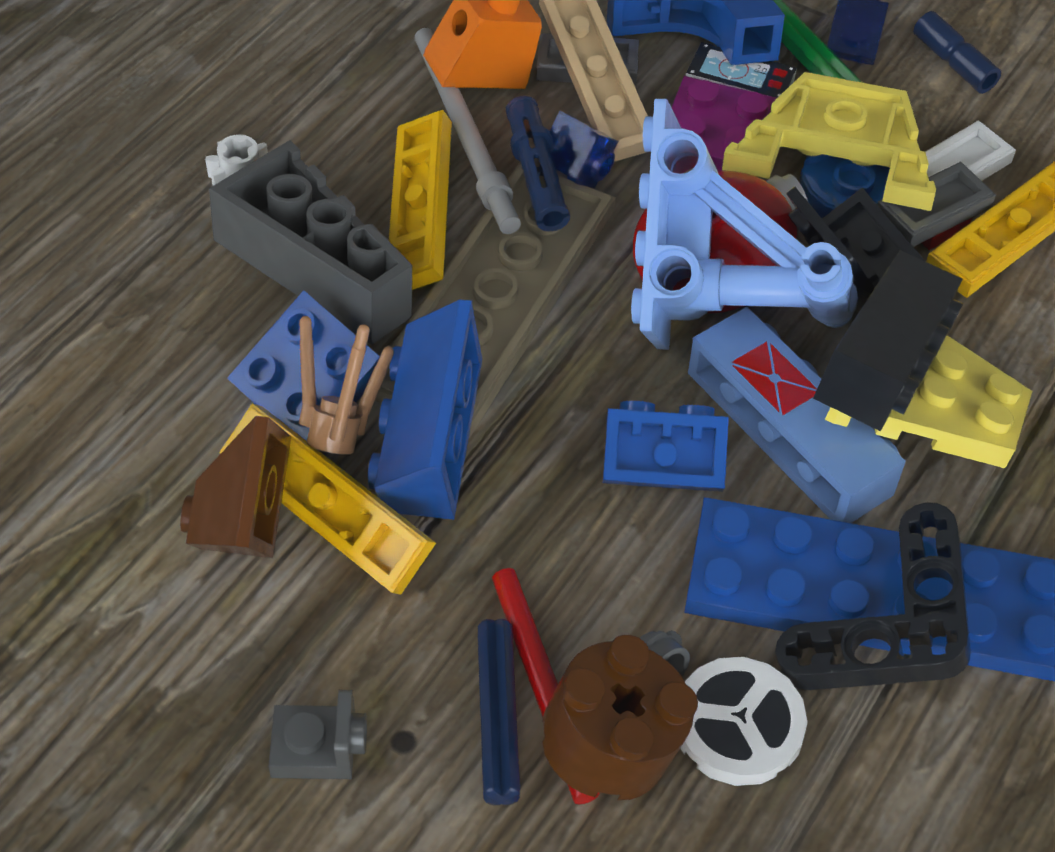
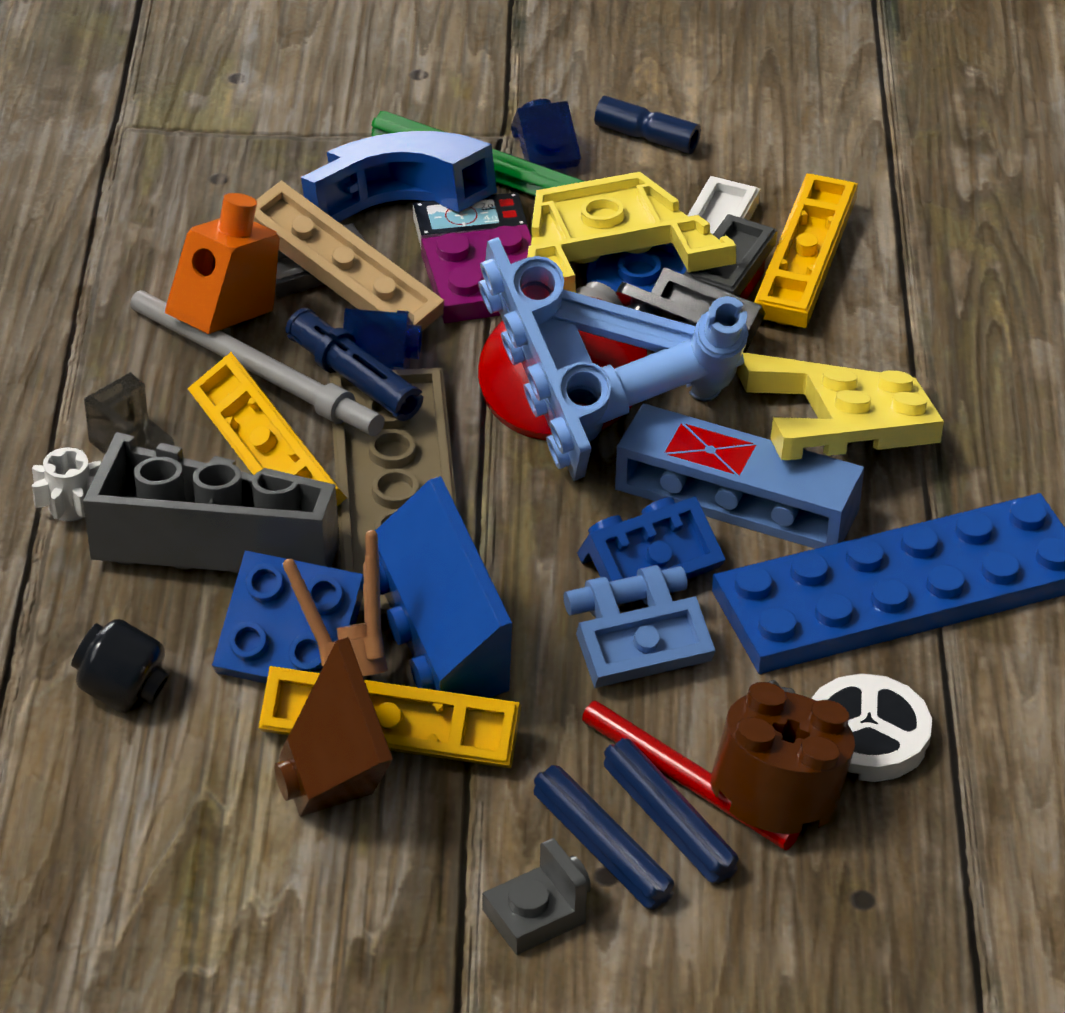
camera: 30 degrees left, 10 degrees down
(151, 344) = (120, 665): none -> black head
(327, 135) = (122, 409): none -> clear smoke panel
(421, 707) = (604, 837): none -> dark blue axle
(593, 531) = (641, 640): none -> medium blue plate
(891, 342) = (794, 375): black brick -> none
(920, 623) = (960, 581): black beam -> none

